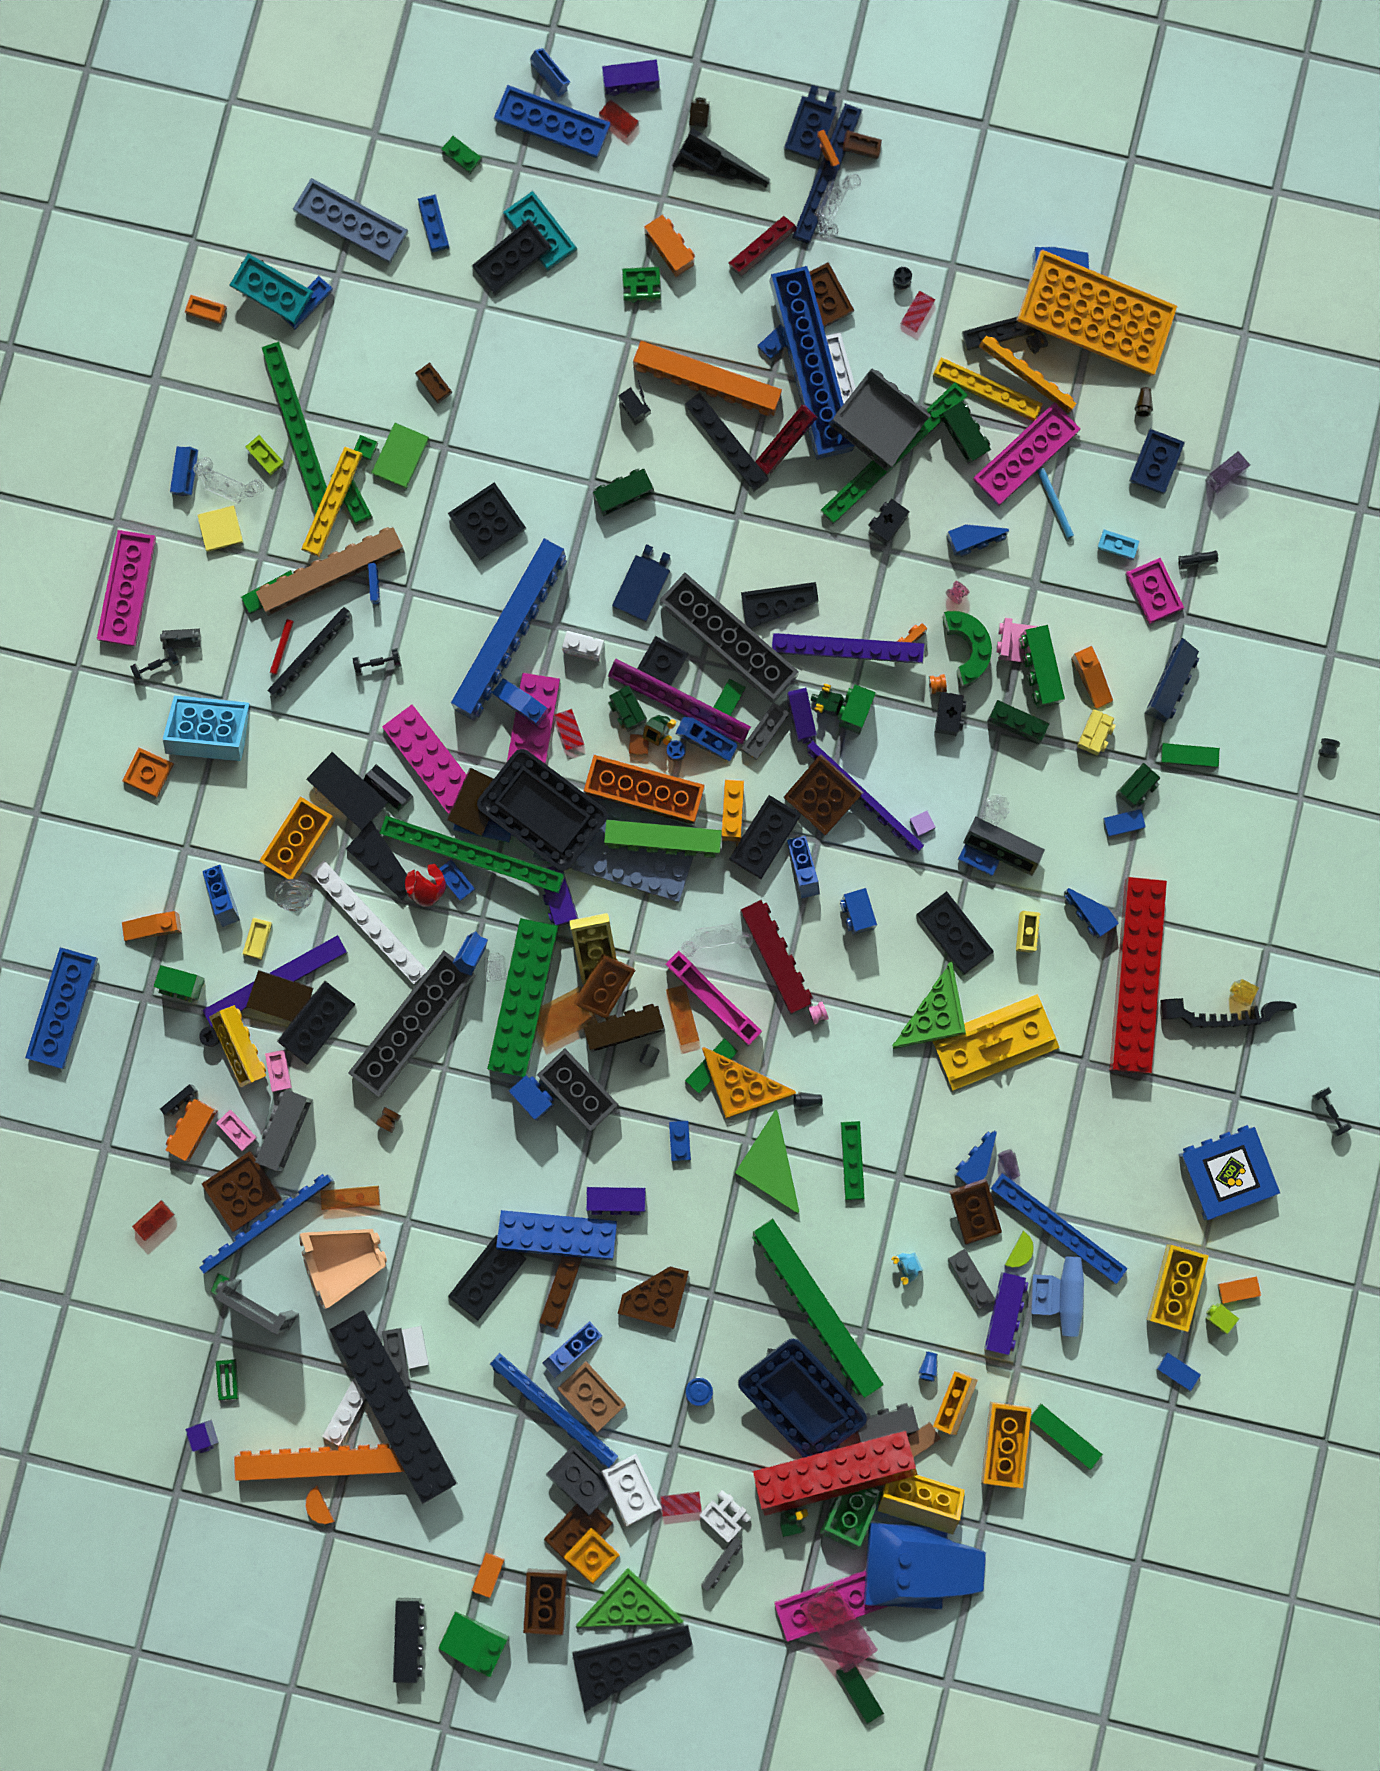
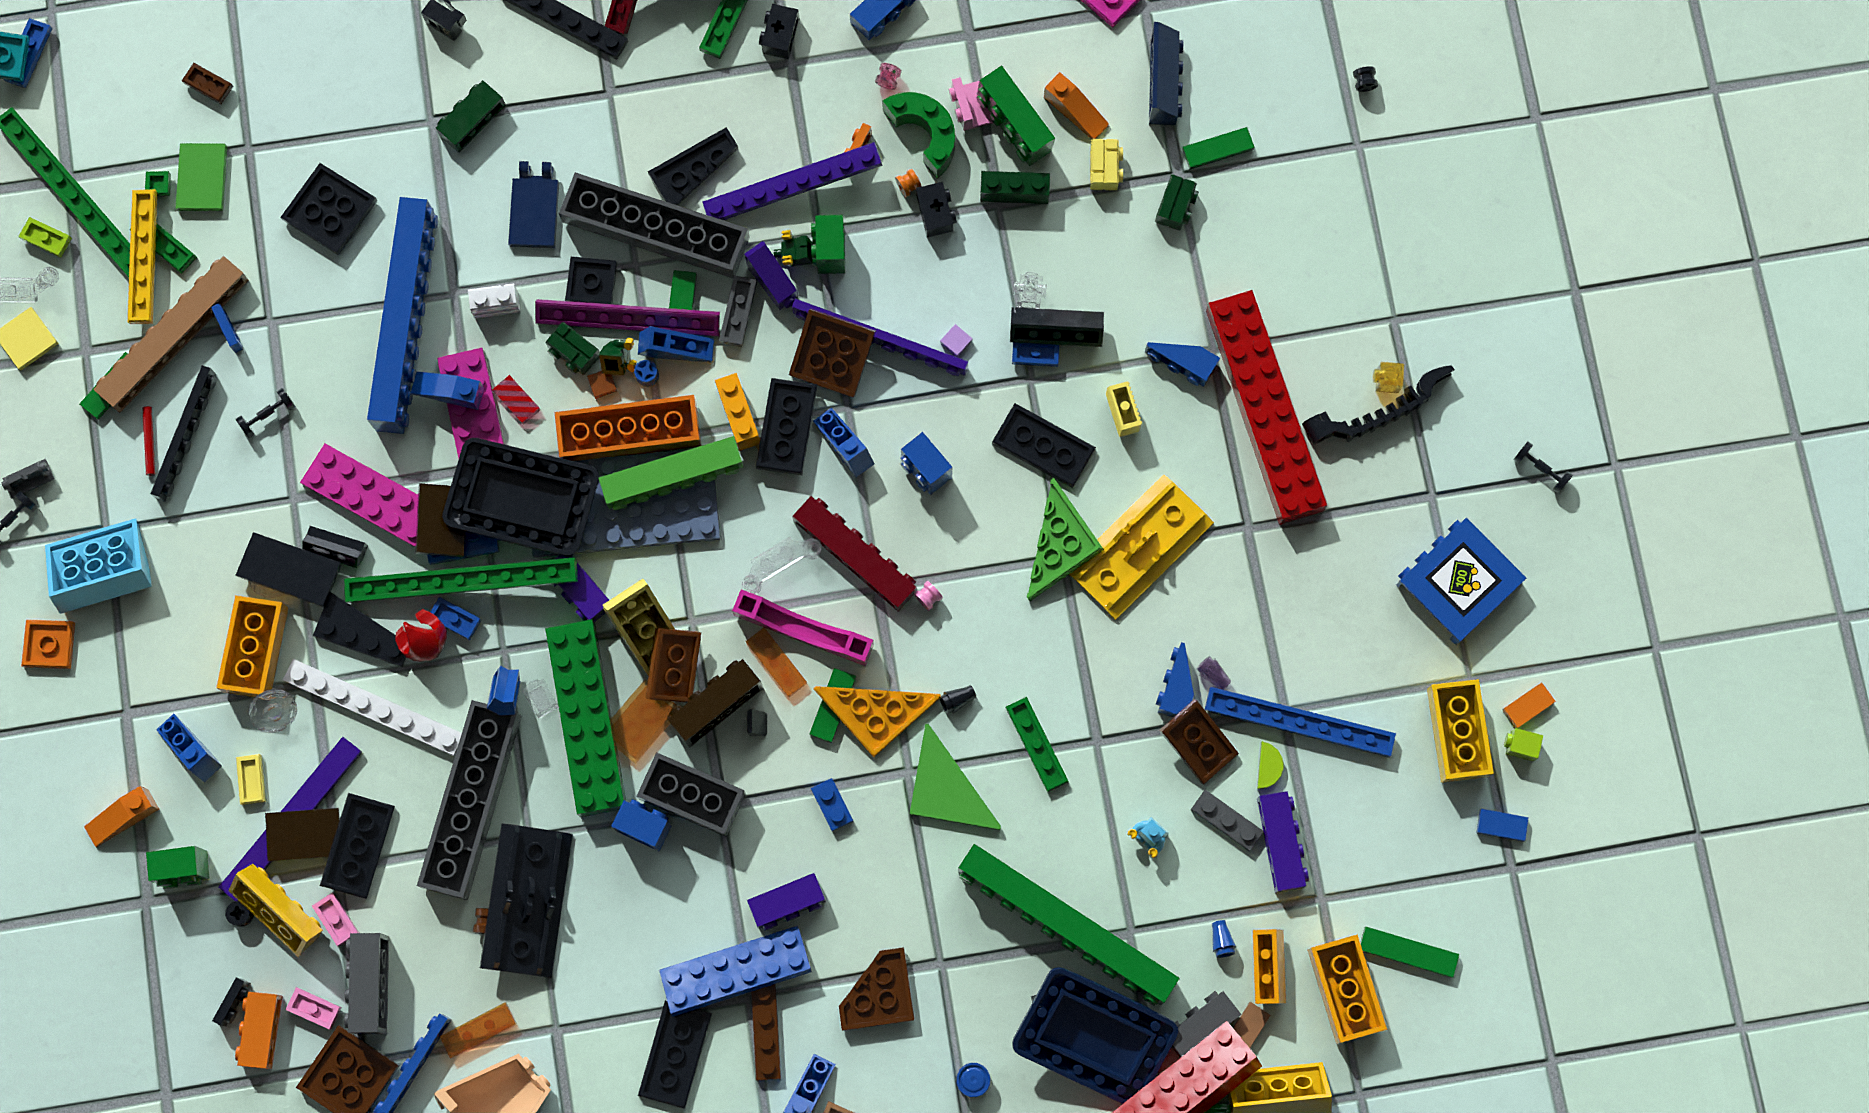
camera: 25 degrees left, 5 degrees down
(61, 1008) = (50, 954): blue plate -> none
(423, 1117) = (526, 900): none -> black hinge
(1061, 1296) = (1336, 795): medium blue plate -> none
(1124, 822) = (1178, 249): blue tile -> none

